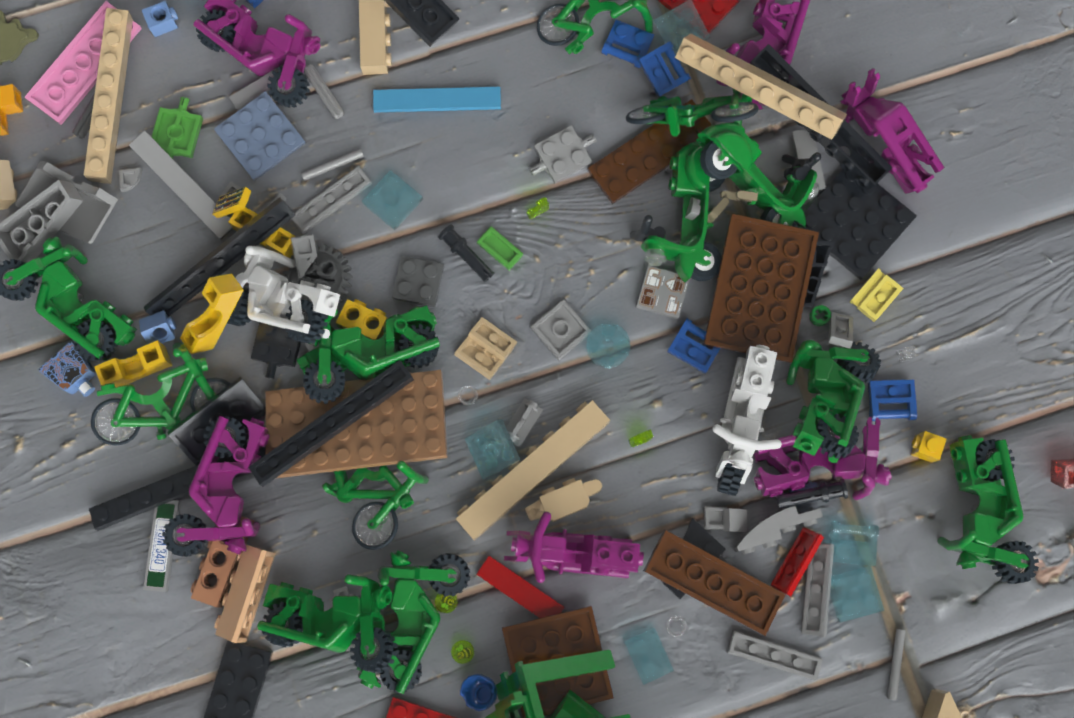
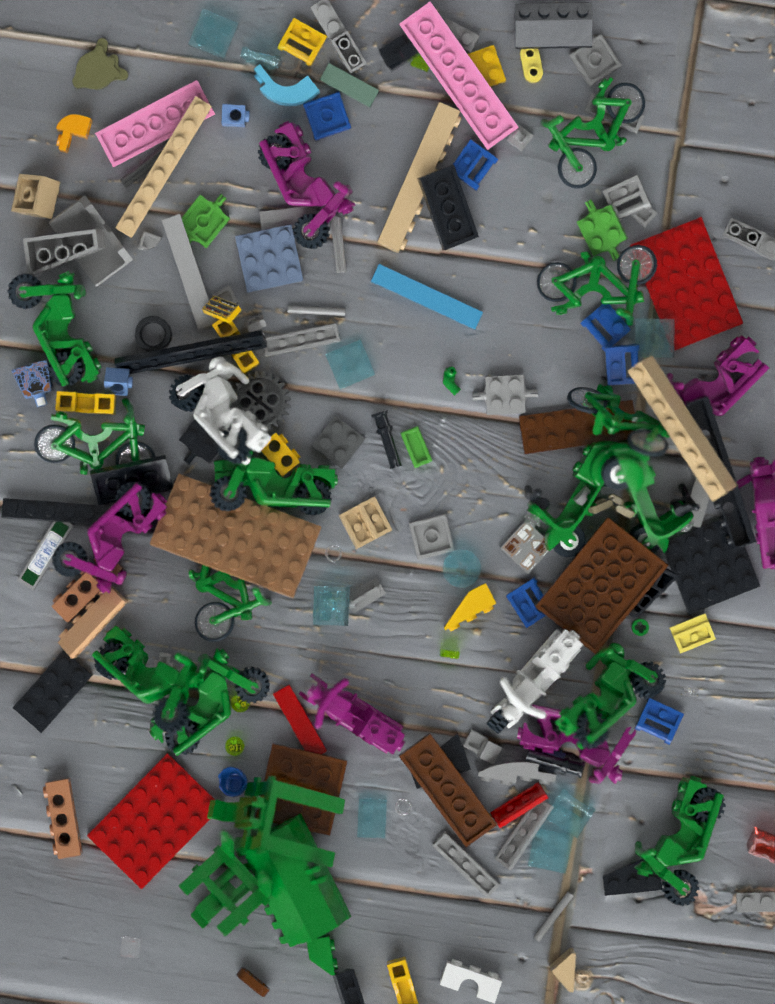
camera: 20 degrees right, 10 degrees up
(163, 253) = (148, 320): none -> black tyre
(203, 332) = (178, 391): yellow arch -> none
(304, 253) = (259, 379): light grey tile -> none
(330, 423) = (218, 529): black plate -> none
(499, 167) = (449, 380): none -> green arm
(533, 470) = (355, 636): tan brick -> none
(542, 206) = (462, 430): clear neon green tile -> none
(565, 500) = (366, 672): tan hinge -> none
(639, 371) = (475, 601): none -> yellow slope
(840, 330) = (647, 647): light grey plate -> none
(928, 446) = (665, 769): yellow brick -> none
(955, 583) = (627, 880): none -> black wing

